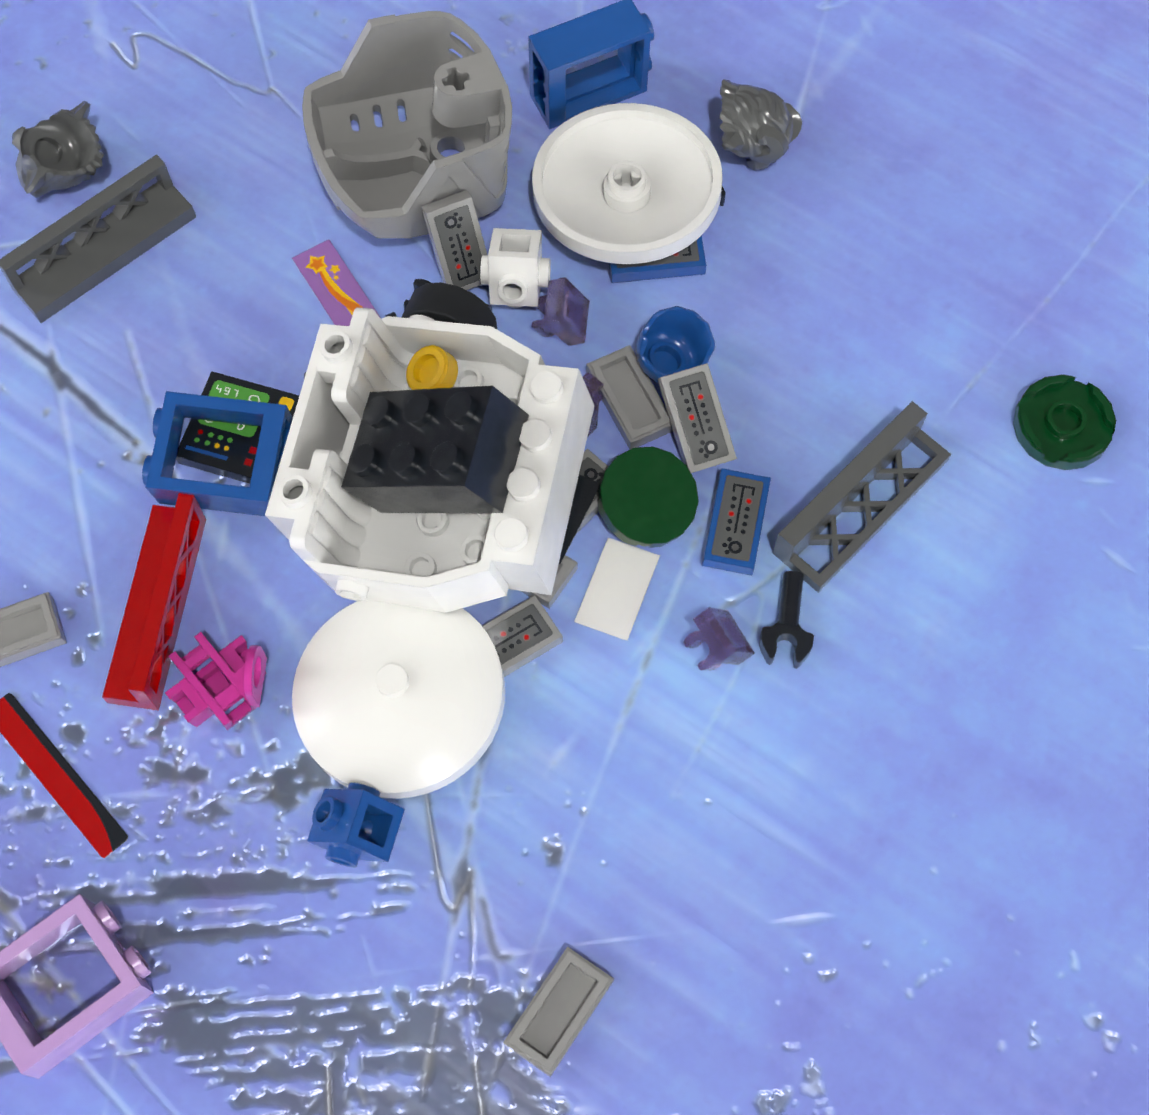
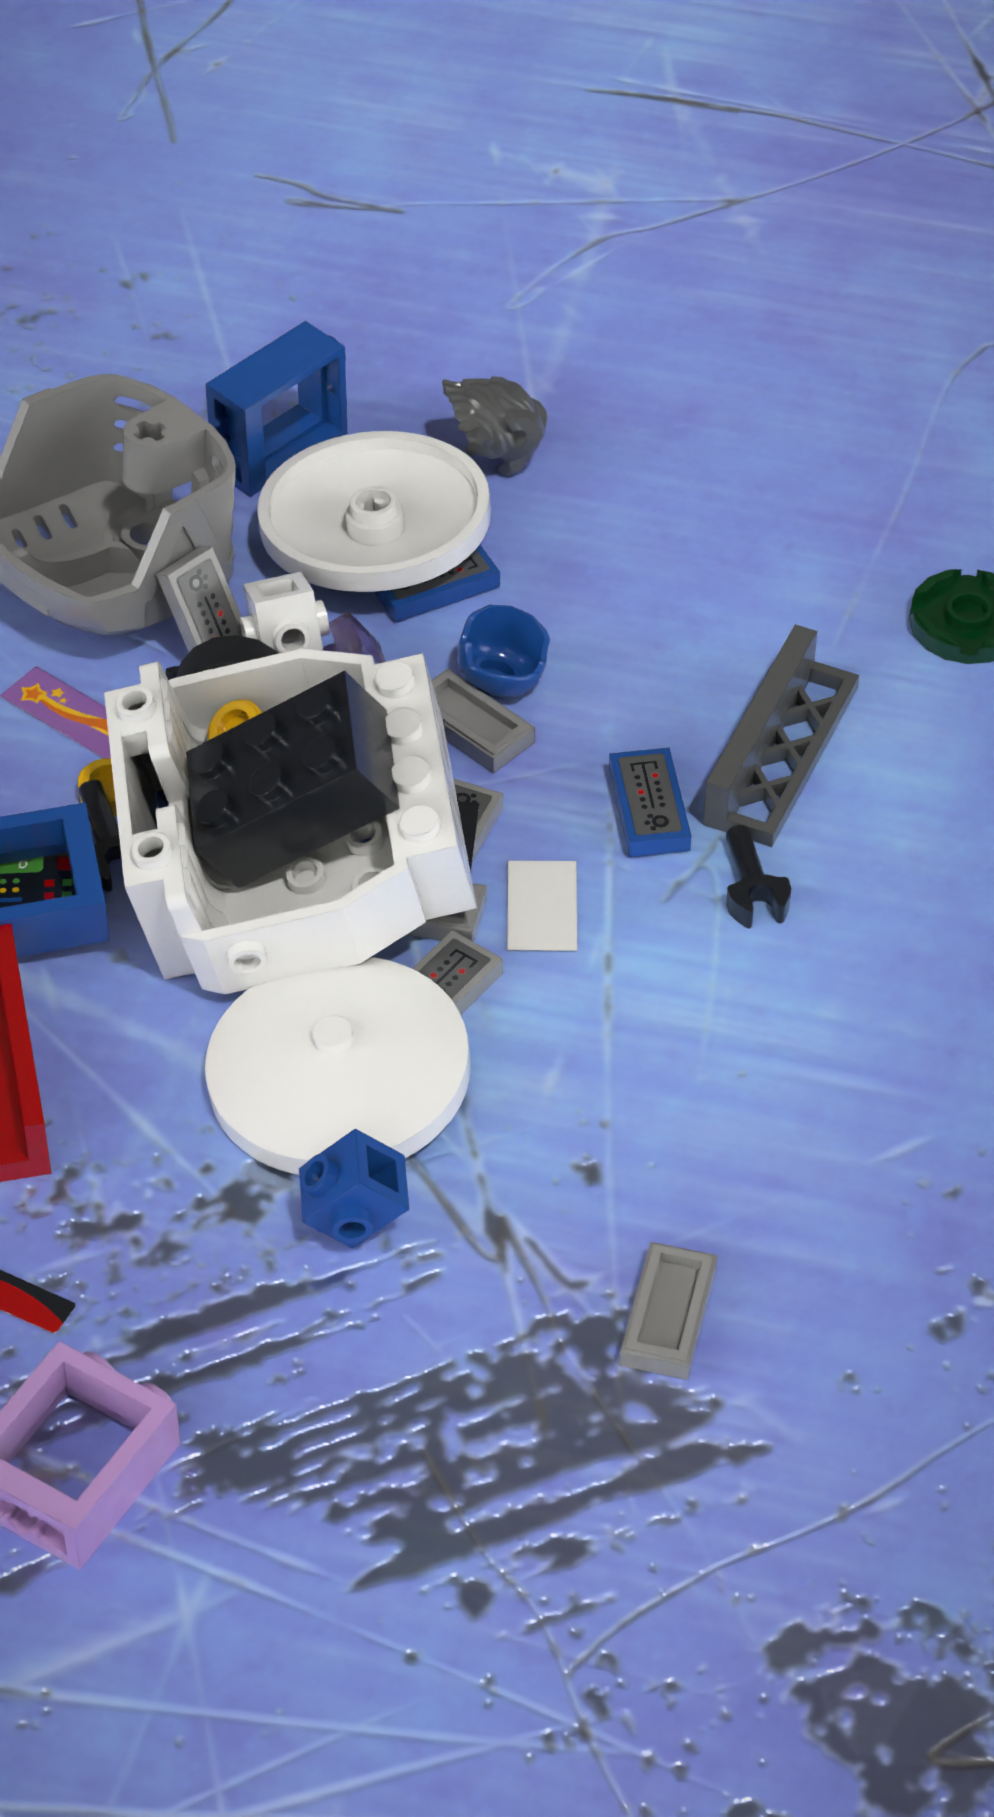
camera: 20 degrees left, 20 degrees down
(211, 690) = (151, 1104): dark pink piece -> none
(647, 497) = (538, 801): dark green tile -> none
(697, 418) = (560, 711): tile -> none
(723, 637) = (685, 905): clear purple tile -> none

